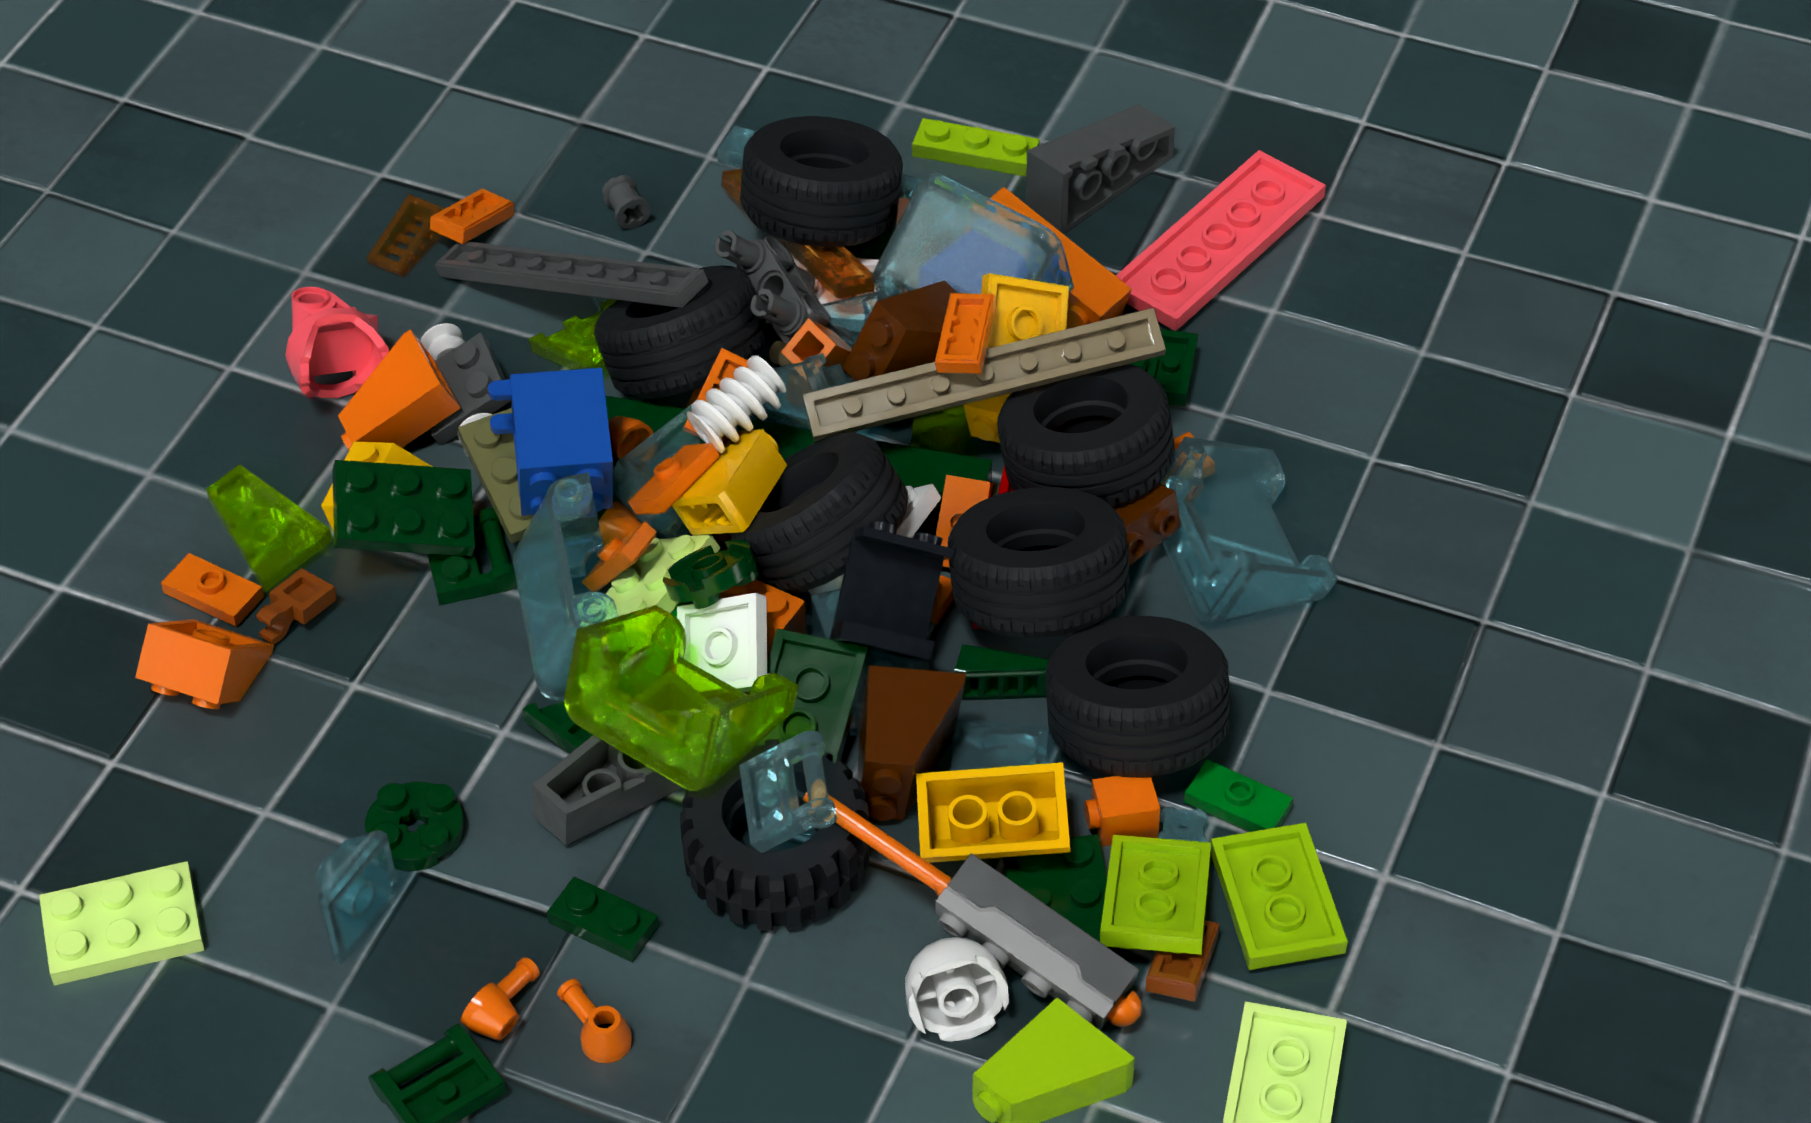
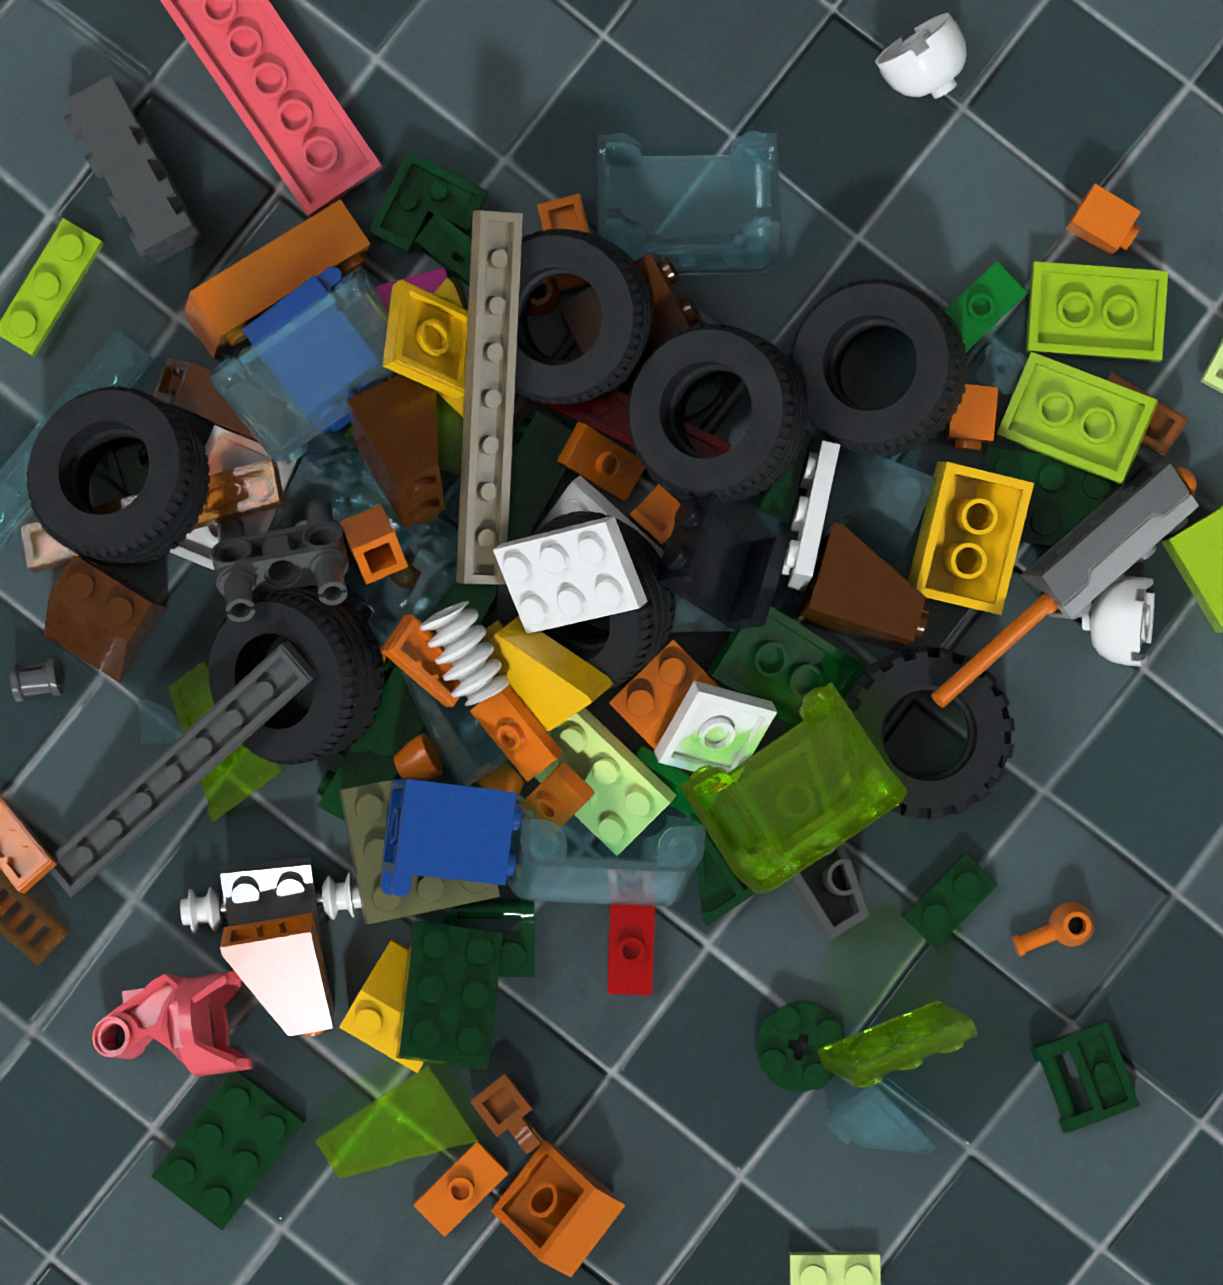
camera: 80 degrees left, 40 degrees up
(221, 418) = (228, 1148): none -> dark green plate
(432, 871) = (897, 1044): none -> clear neon green plate
(484, 666) = (631, 949): none -> red plate
(491, 1010) = (1027, 1016): orange bar -> none
(700, 211) = (100, 616): none -> reddish brown slope
(706, 574) = (664, 720): dark green plate -> none
(772, 792) = (939, 734): clear light blue plate -> none
(835, 450) = (570, 575): none -> white plate
(965, 333) = (455, 405): orange plate -> none
(998, 678) = (810, 516): none -> white plate
(1375, 874) = (1104, 221): none -> orange brick
(1469, 680) = (926, 59): none -> white cylinder

